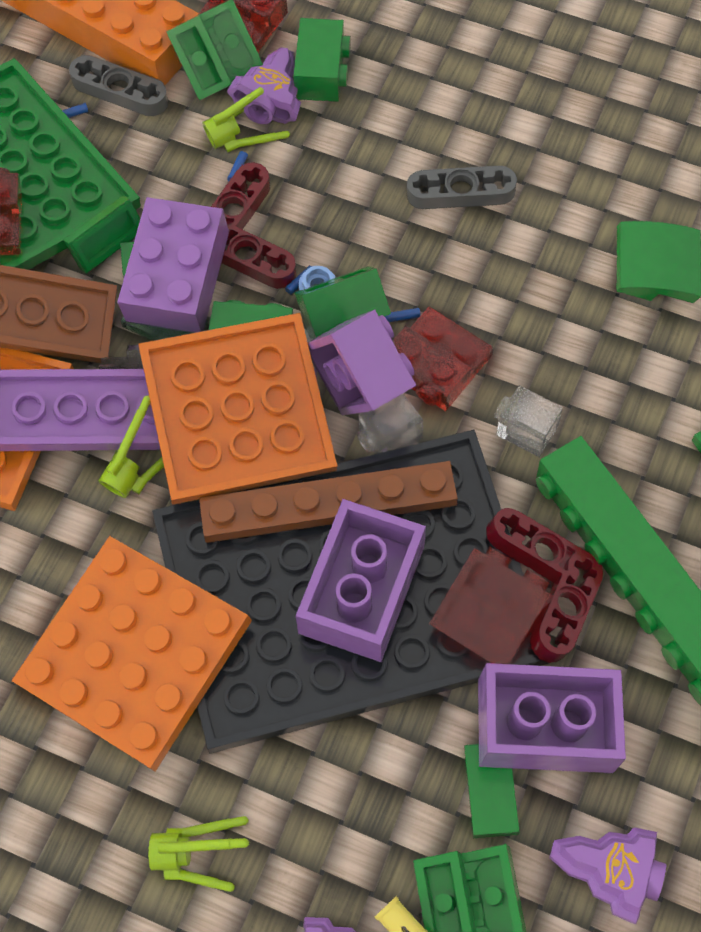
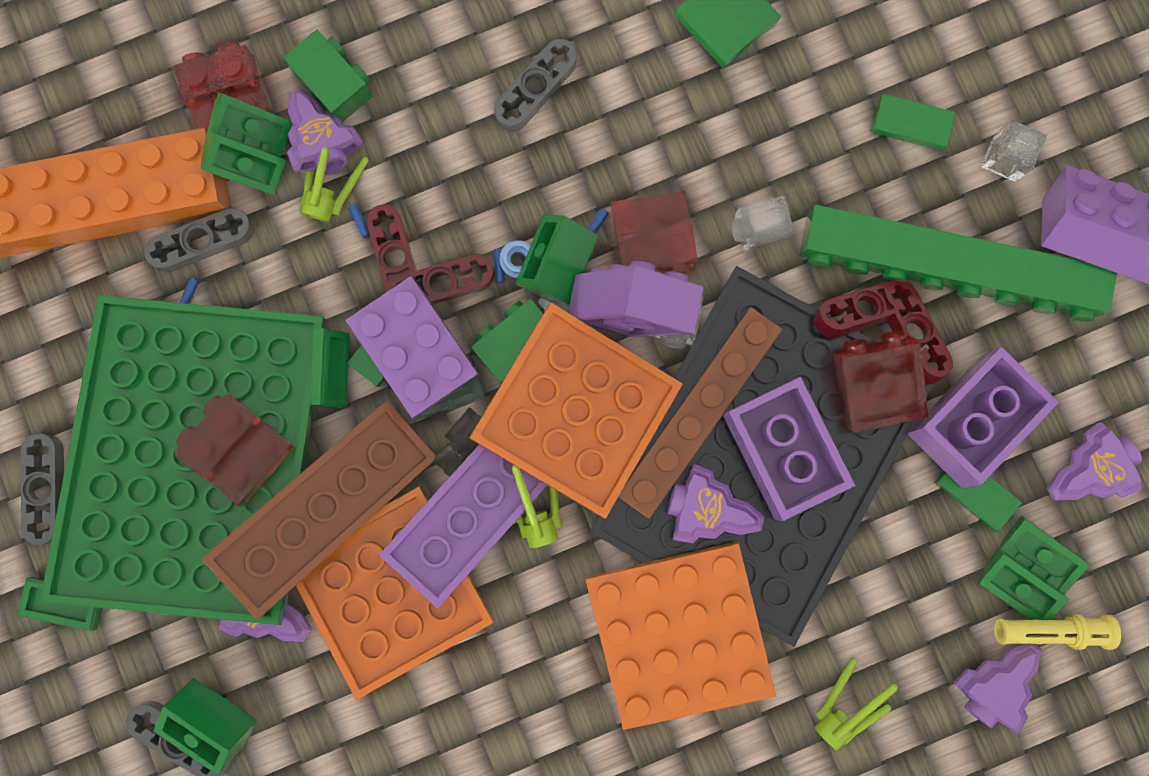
camera: 45 degrees left, 20 degrees up
(255, 572) = (708, 509): none -> medium lavender rock

